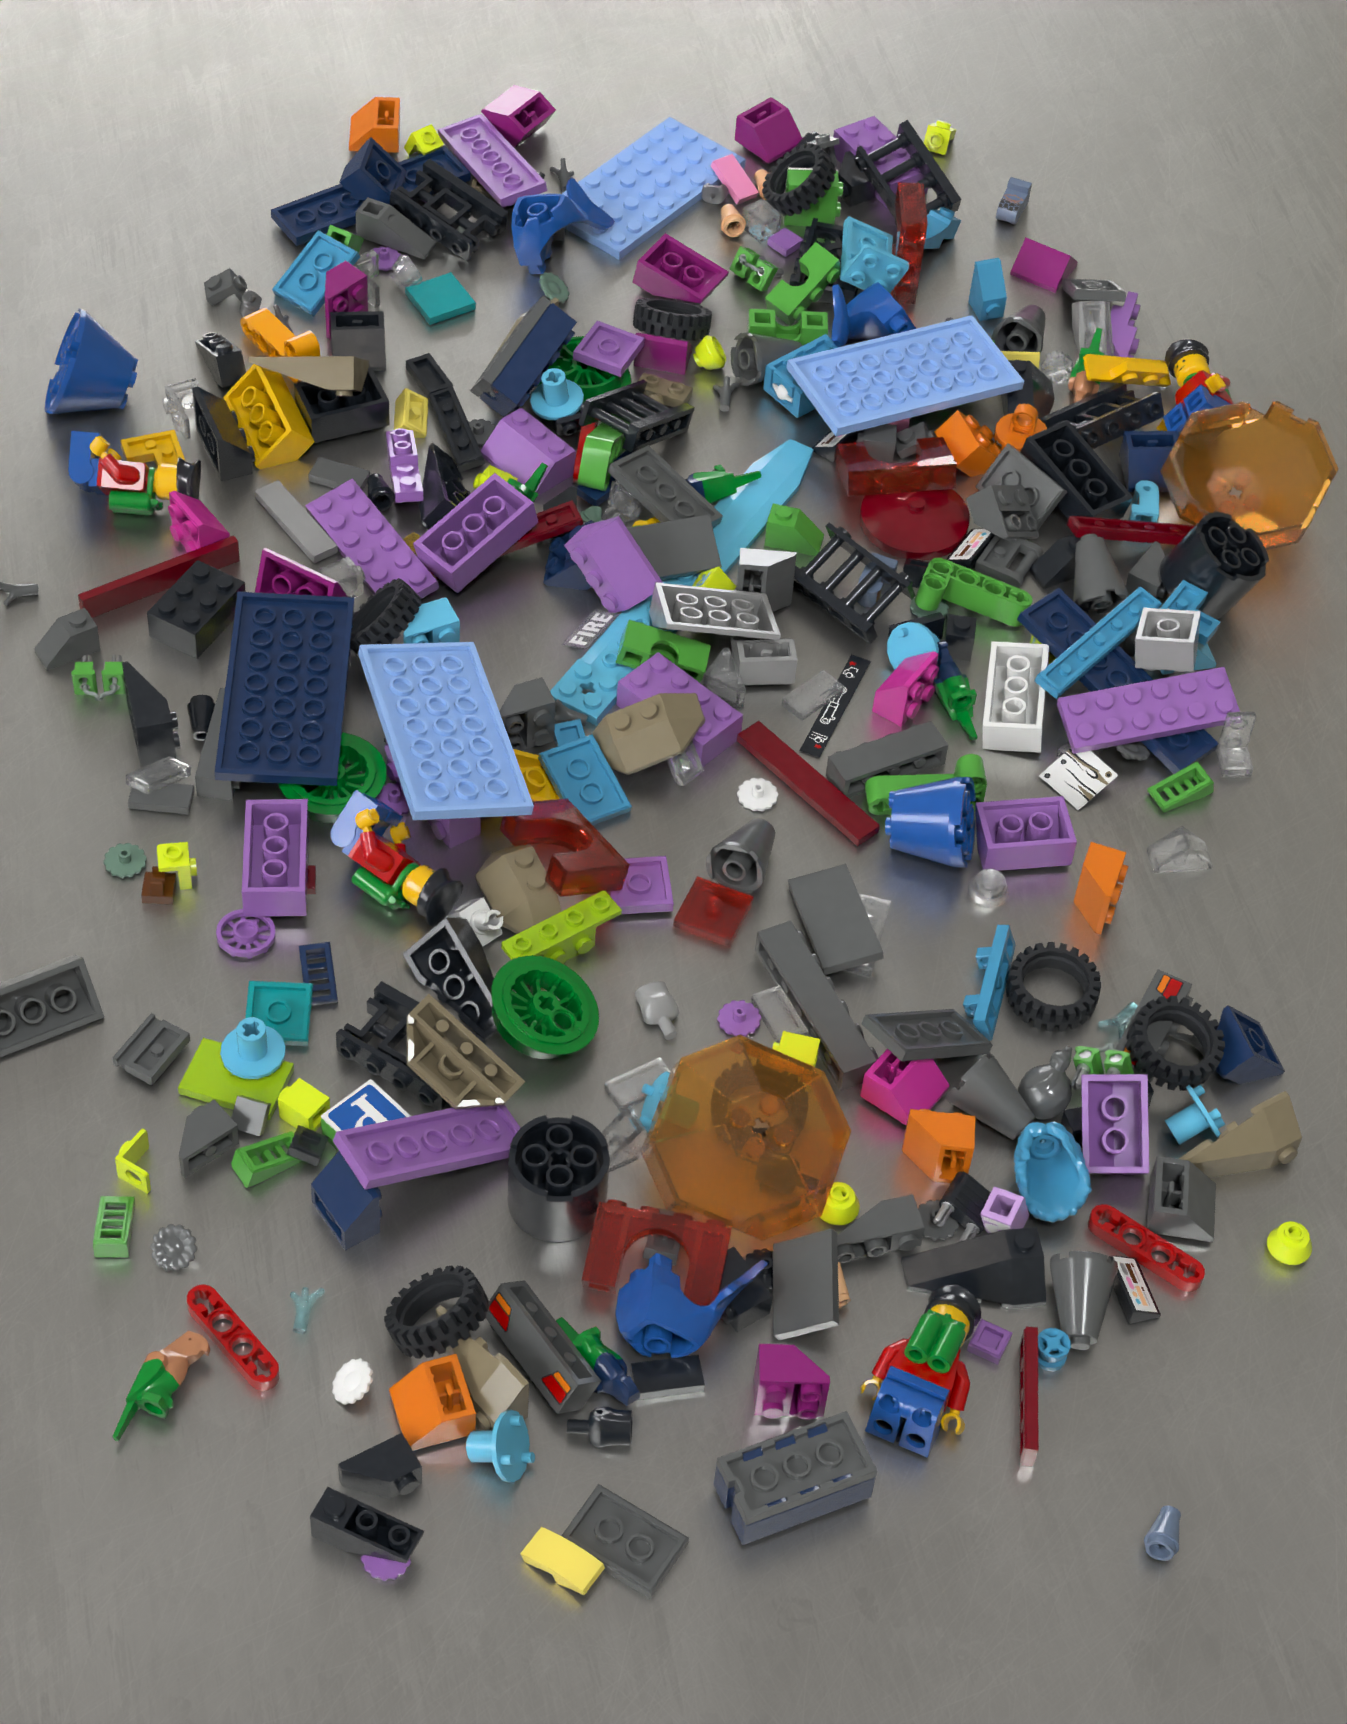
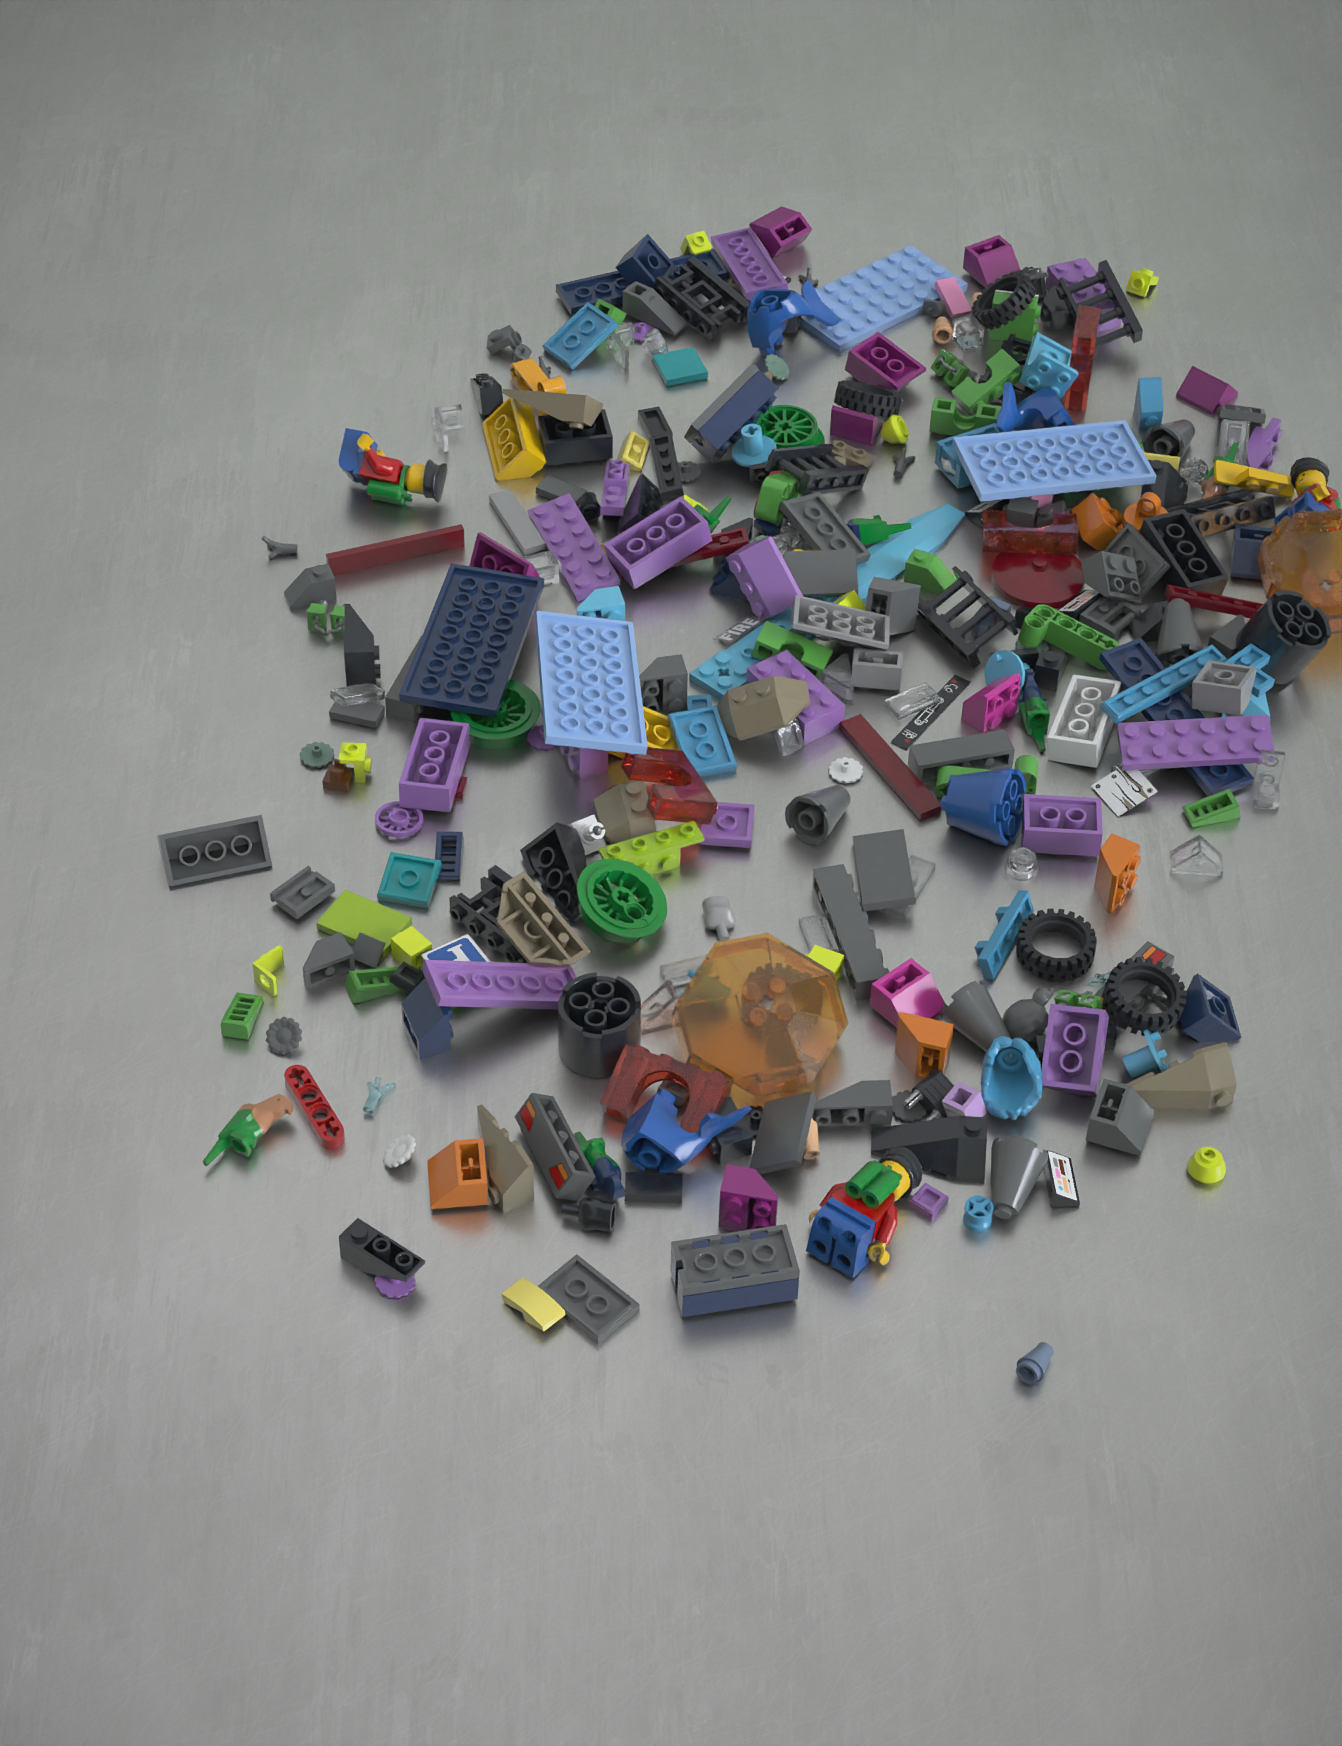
camera: 15 degrees right, 5 degrees down
(91, 369) = (378, 389): blue cone -> none
(157, 447) = (414, 453): yellow plate -> none
(193, 522) = (431, 510): dark pink slope -> none
(195, 609) = (415, 576): black brick -> none
(200, 714) = (401, 652): black cone -> none
(221, 436) = (472, 450): black slope -> none
(252, 1050) = (380, 900): medium azure piece -> none
(344, 291) = (597, 357): magenta slope -> none
(360, 336) = (605, 386): black slope -> none
(377, 120) = (662, 226): orange slope -> none
(383, 1469) = (406, 1216): black slope -> none
(384, 615) = (568, 593): black tyre -> none
(386, 868) = (520, 784): piece -> none
(445, 1329) = (476, 1107): black tyre -> none
(503, 1446) = (507, 1213): medium azure piece -> none
(522, 444) = (717, 479): medium lavender slope -> none
(567, 714) = (699, 689): dark grey bar -> none
(608, 348) = (806, 415): medium lavender plate -> none
(713, 911) = (784, 852): clear red plate -> none
(739, 1018) = (786, 932): medium lavender piece -> none
(755, 352) = (931, 430): dark grey cone -> none
(785, 242) = (983, 351): medium lavender tile -> none
(841, 1205) = (828, 1080): neon yellow cone -> none
(927, 1034) = (932, 961): dark grey tile -> none
(940, 226) = (1115, 352): dark azure slope -> none
(1014, 200) = (1193, 338): sand blue leg -> none
(1029, 1397) = (948, 1245): dark red tile -> none
(1134, 750) = (1177, 775): dark grey piece -> none
(1145, 502) = (1243, 584): medium azure leg -> none
(1149, 1243) = (1083, 1149): red beam -> none

